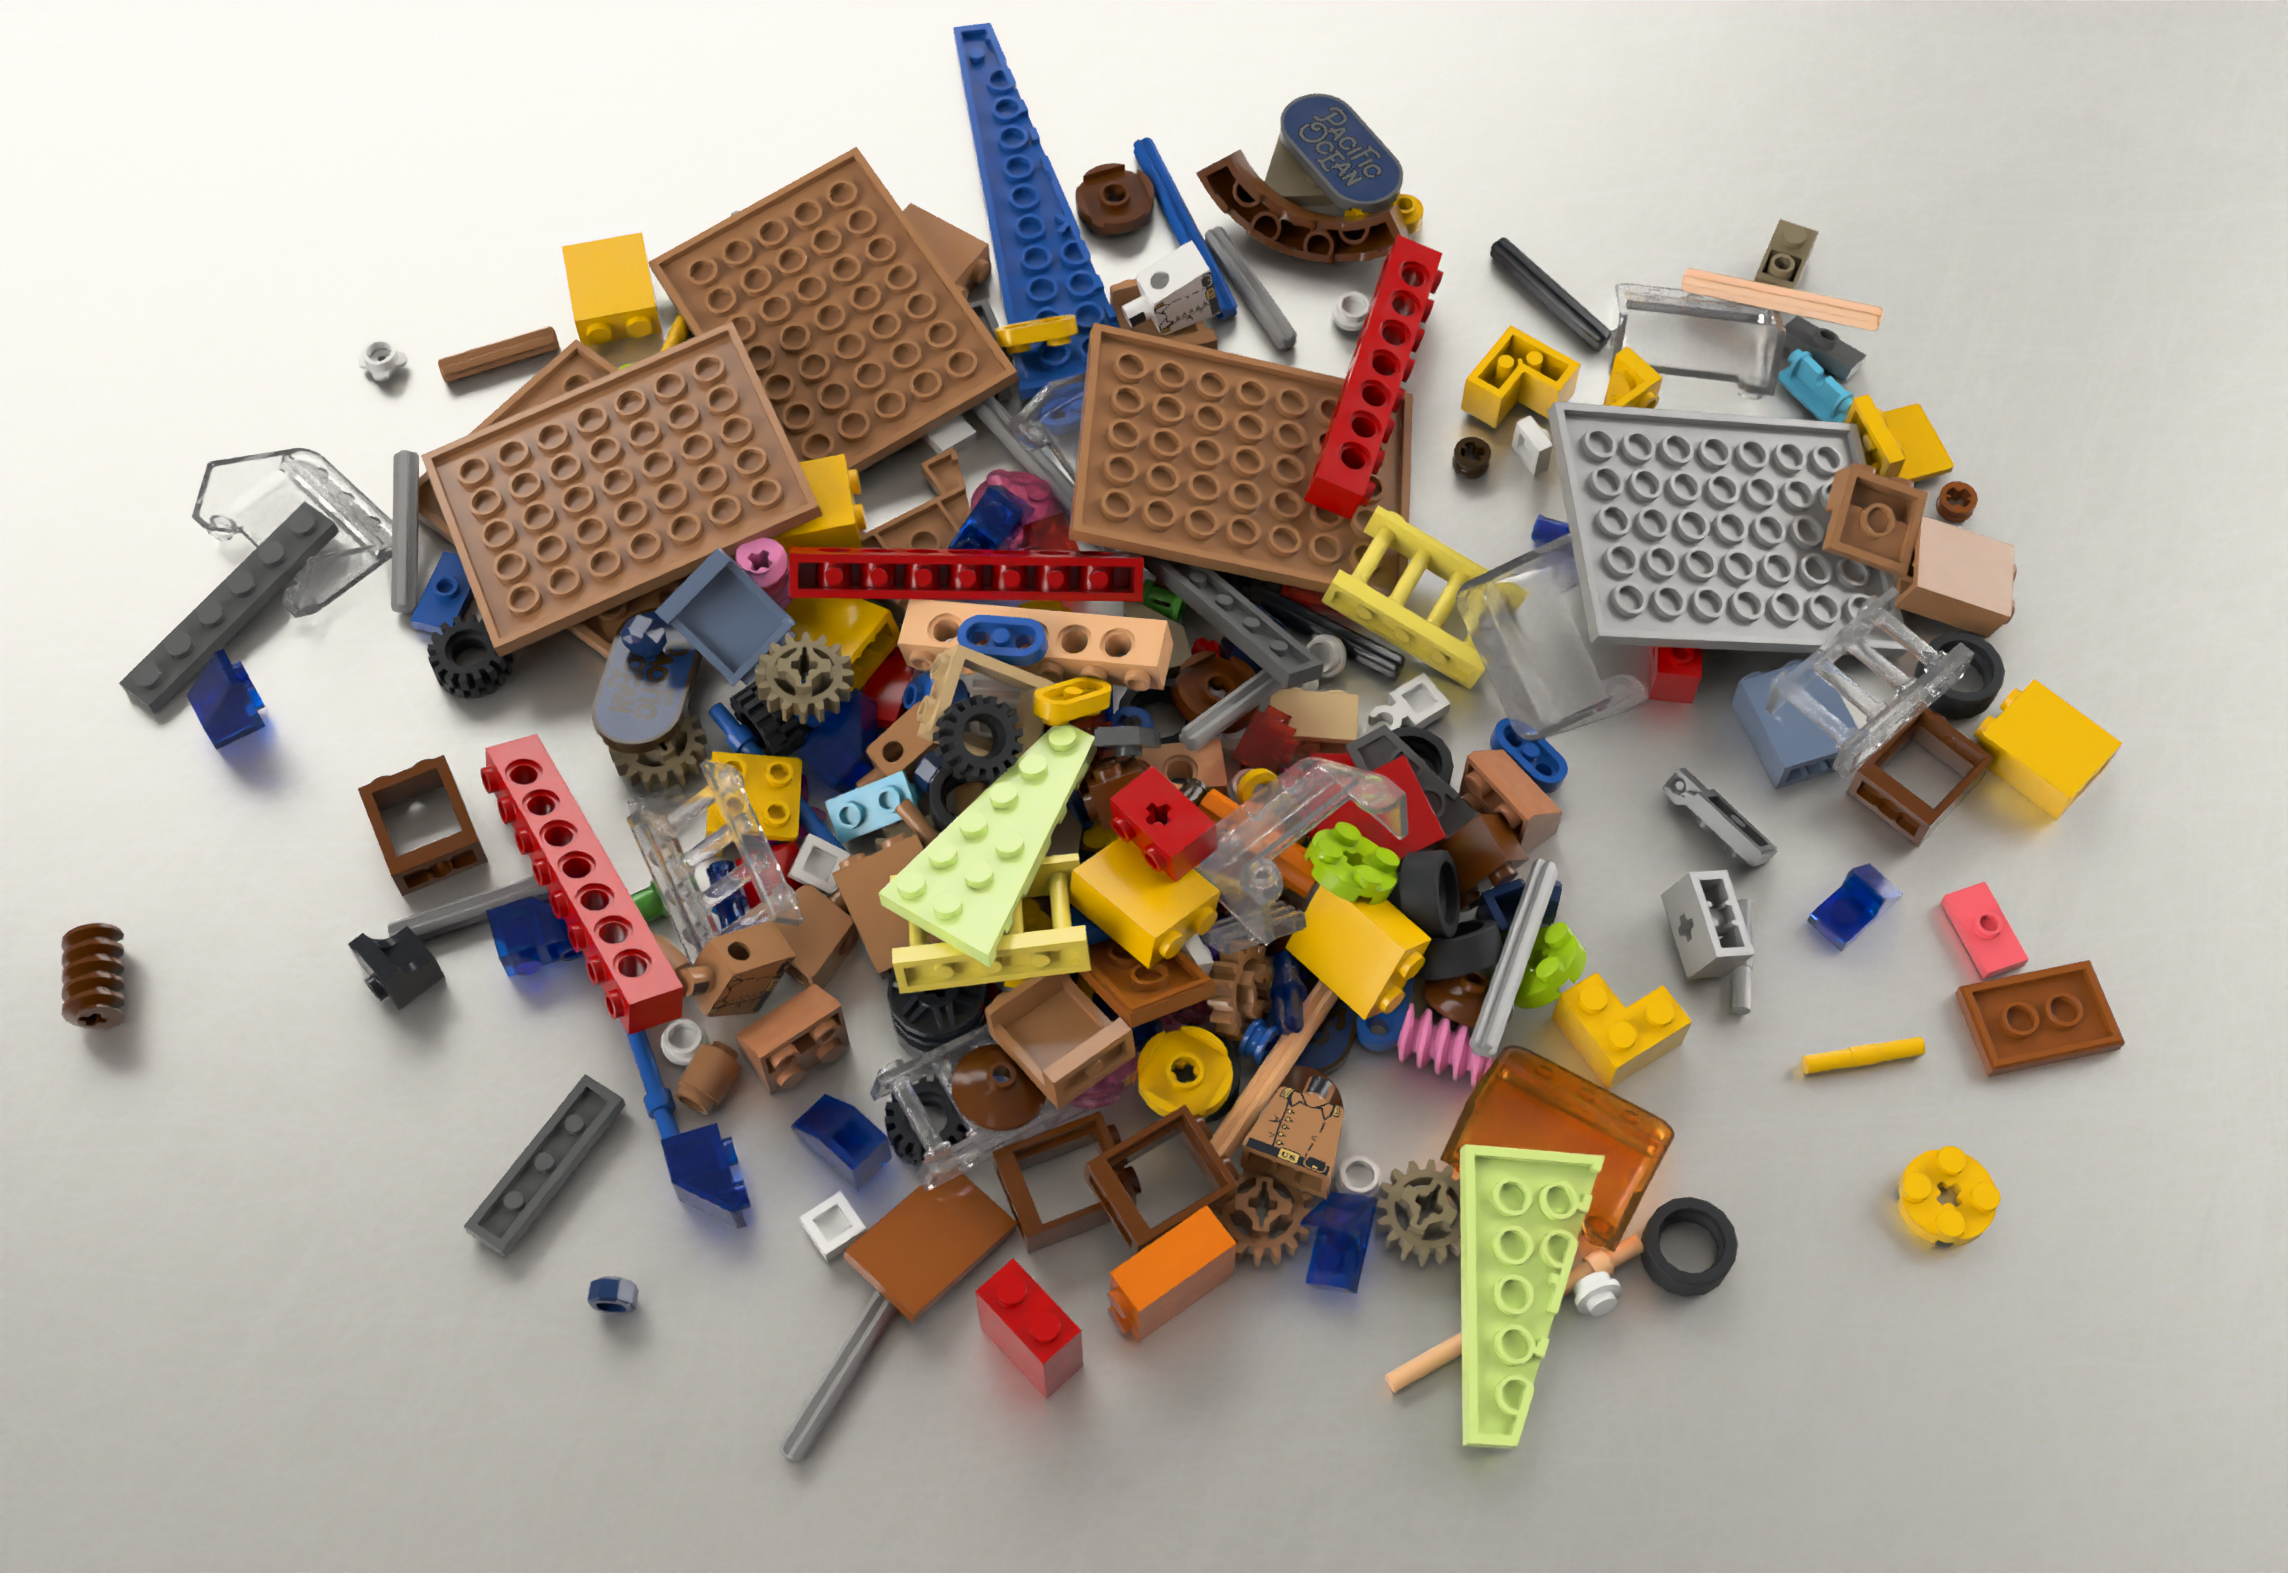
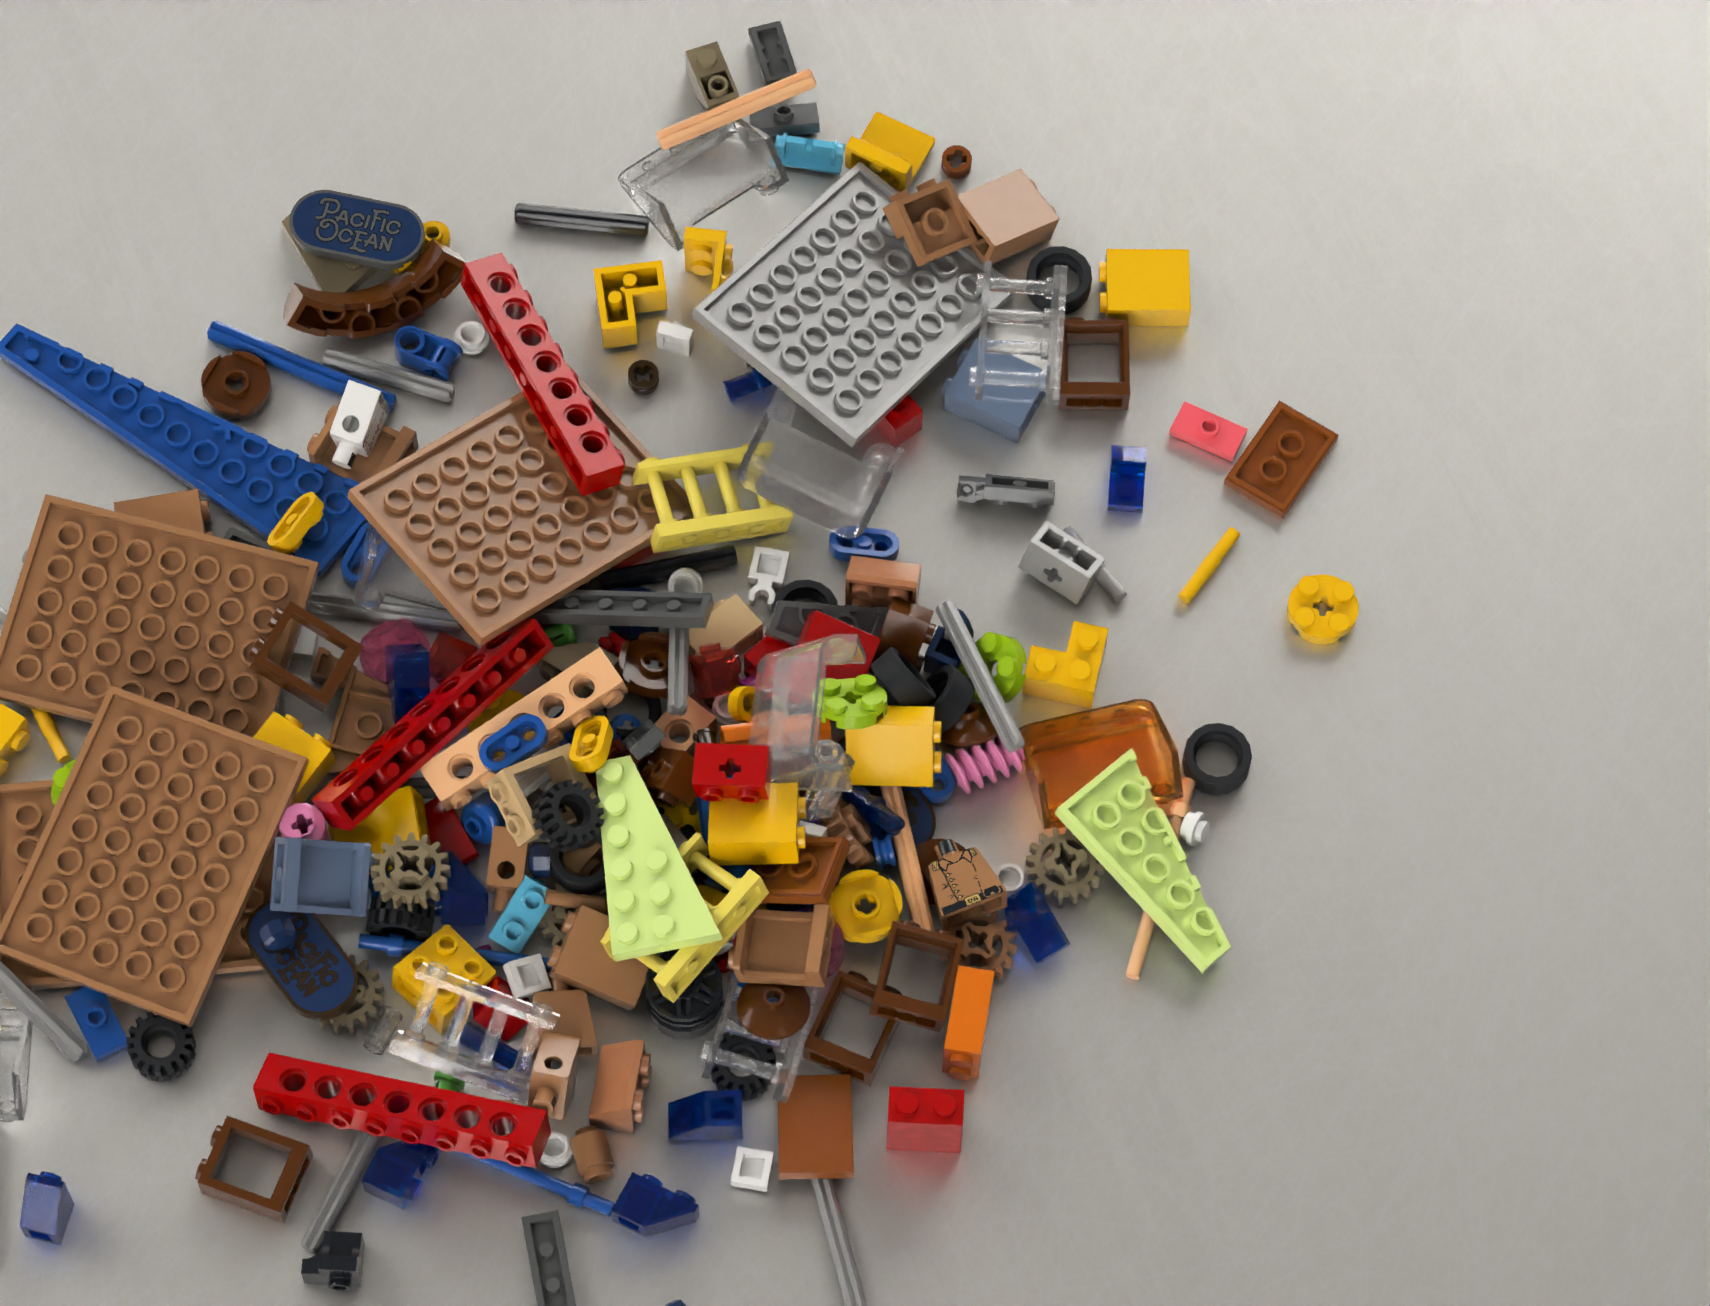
camera: 45 degrees left, 5 degrees up
(932, 475) = (316, 698): none -> reddish brown window
(1298, 290) = (431, 357): none -> blue piece
(1868, 279) = (771, 52): none -> dark grey plate

